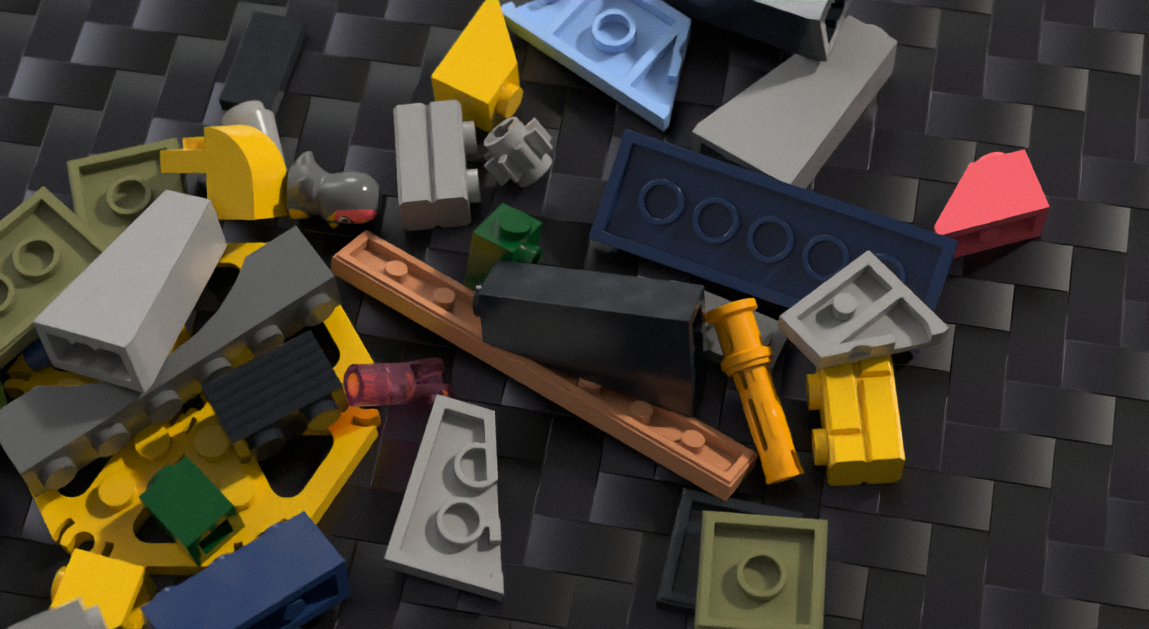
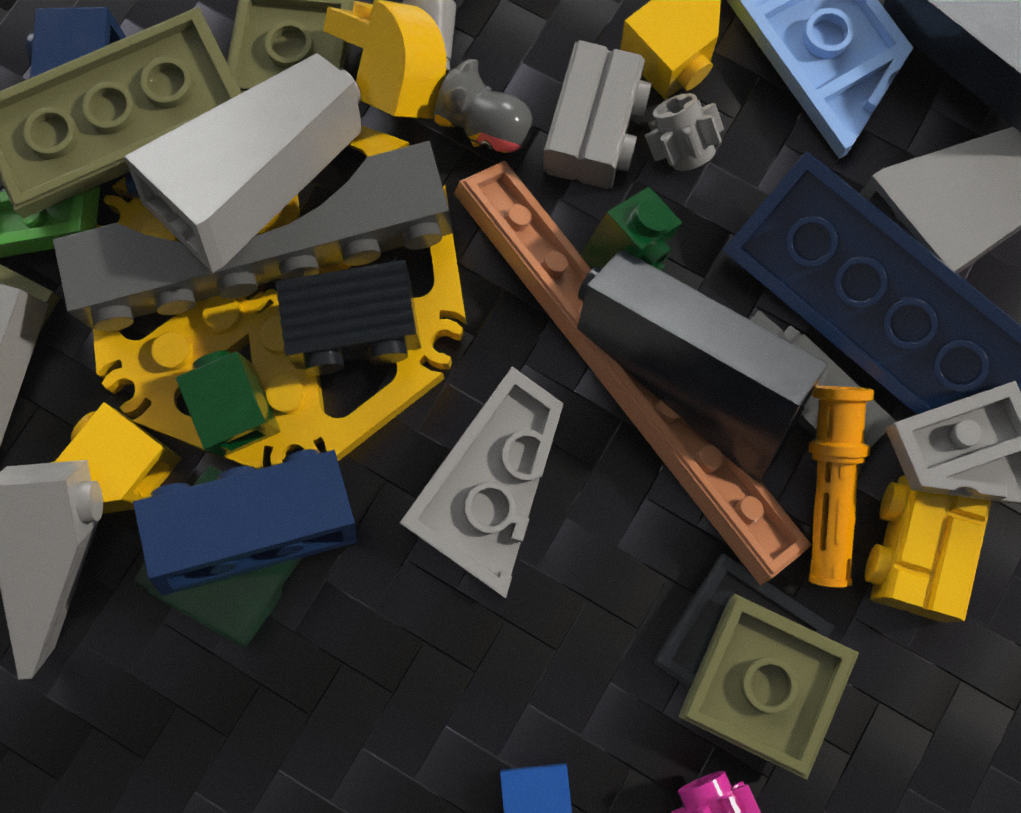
camera: 20 degrees right, 15 degrees up
(396, 383) = (475, 339): clear pink bar -> none

